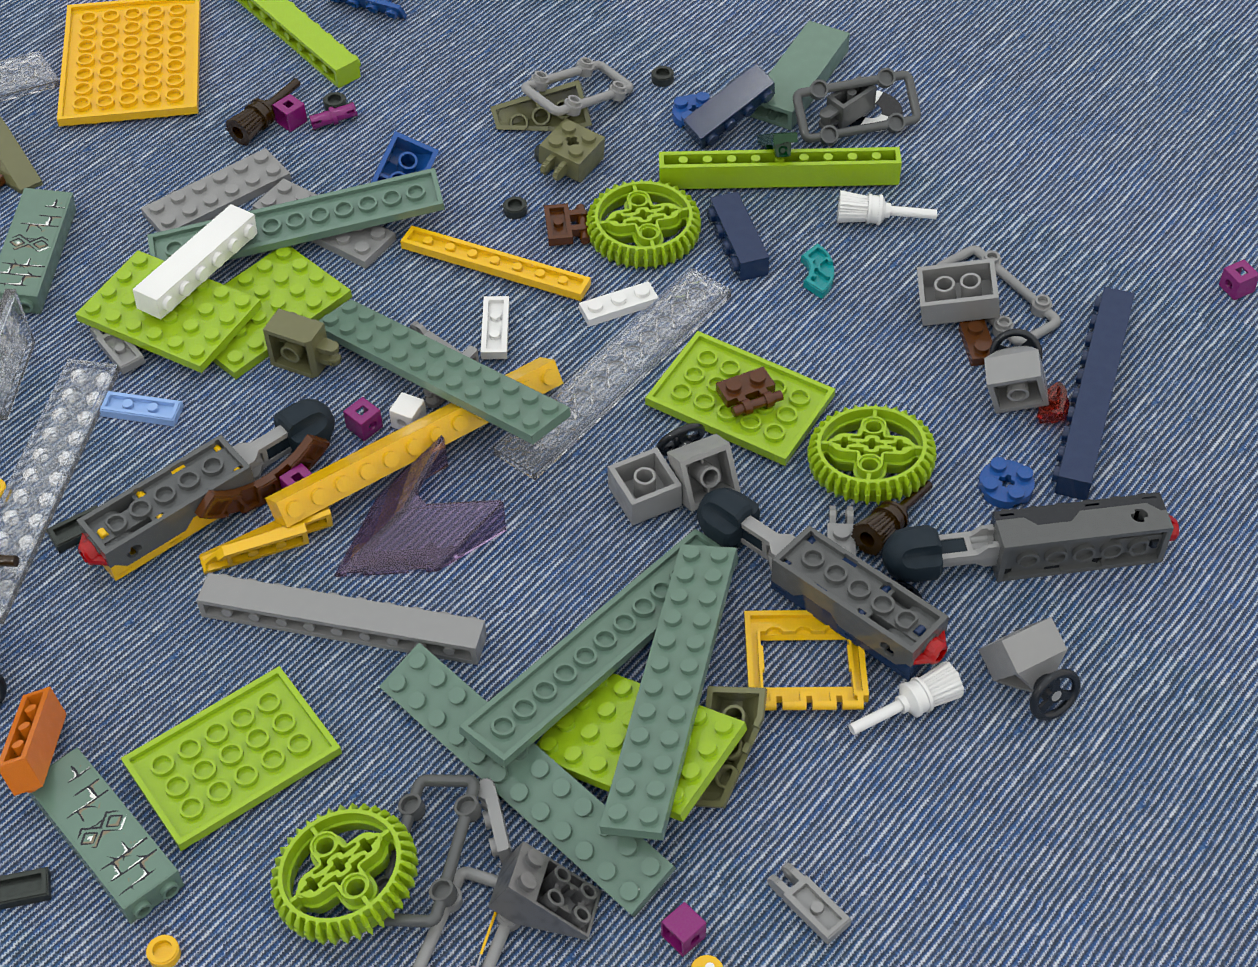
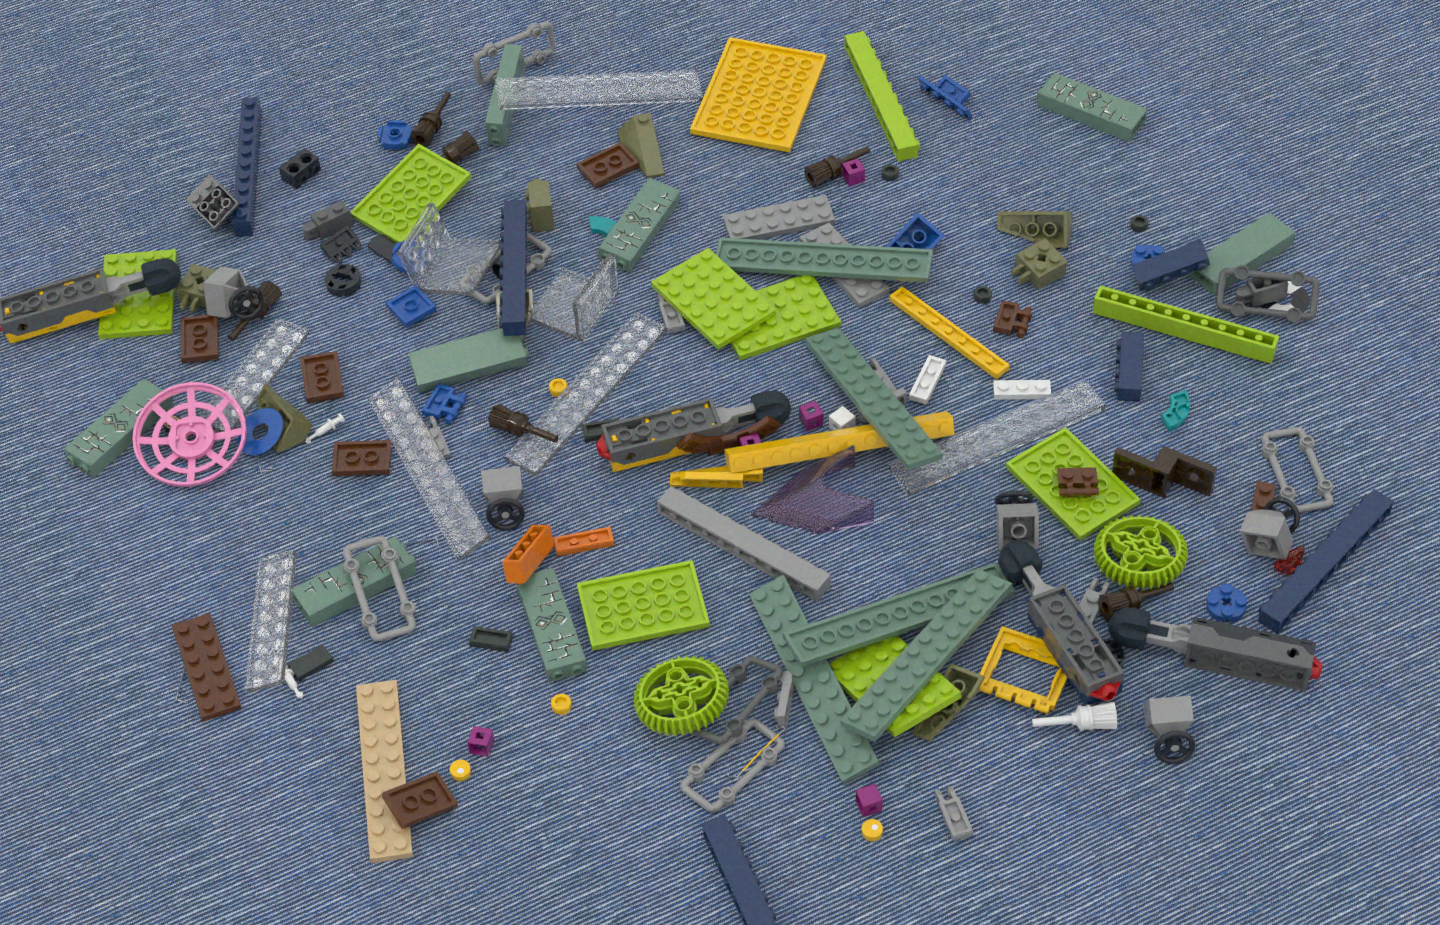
camera: 25 degrees right, 0 degrees up
(108, 693) = (583, 541): none -> orange tile
(141, 408) = (671, 361): light blue tile -> none
(195, 261) = (742, 269): white brick -> none
(299, 344) = (789, 350): olive hinge -> none
(333, 115) = (884, 183): magenta pin -> none
(544, 894) = (794, 750): flat silver slope -> none
(573, 104) = (1054, 229): light grey bar -> none
(643, 224) = (1067, 336): lime gear -> none
(644, 486) = (975, 523): light grey brick -> none
(779, 142) = (1190, 304): dark green hinge -> none
(855, 337) = (1166, 470): none -> dark brown bracket
(874, 209) = (1239, 377): white piece -> none
(958, 292) = (1263, 458): light grey brick -> none

